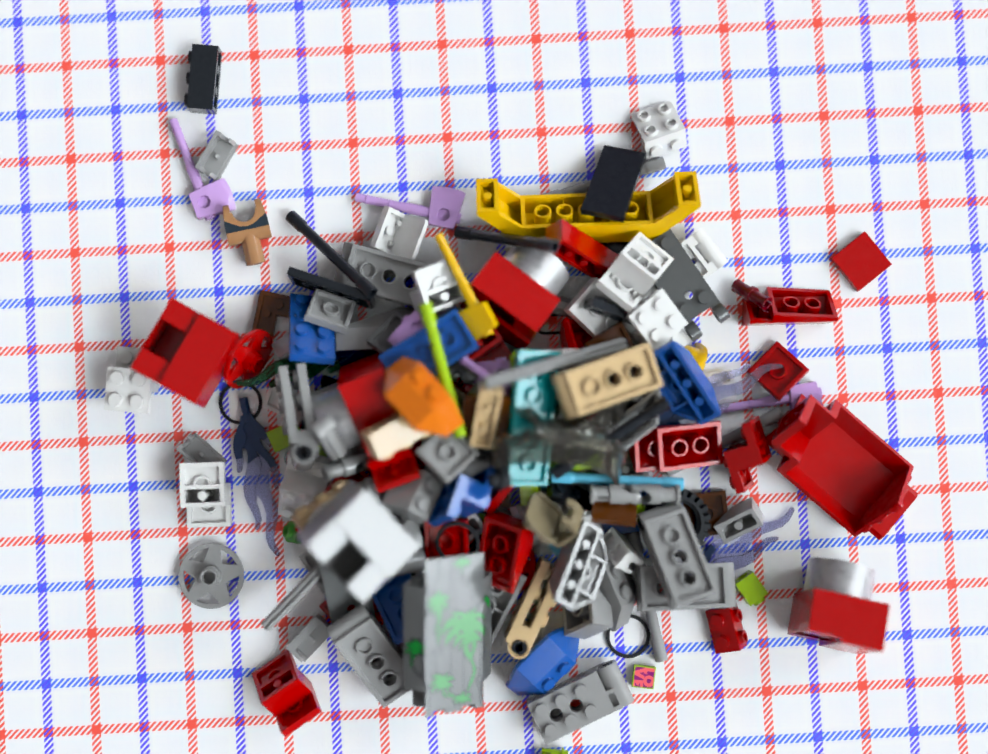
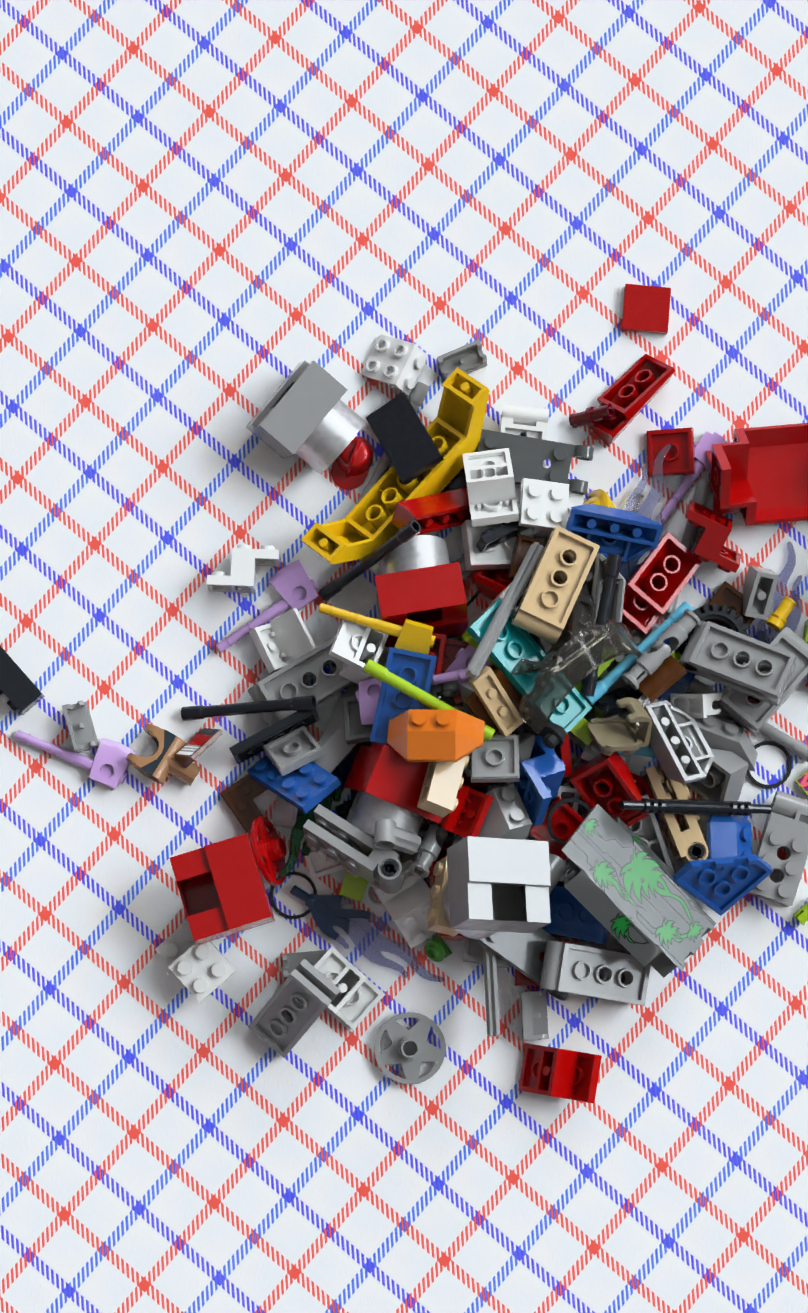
camera: 55 degrees left, 5 degrees down
(158, 476) = (294, 1008): none -> light grey hinge
(275, 244) = (197, 746): none -> slope
(422, 161) = (243, 569): none -> white bracket
(516, 684) = (722, 880): none -> blue plate
(547, 618) = (706, 807): none -> black axle
(564, 105) = (307, 417): none -> light grey piece
(565, 166) = (353, 464): none -> red piece
(708, 172) = (466, 358): none -> light grey hinge
(733, 550) = (778, 618): none -> yellow pin

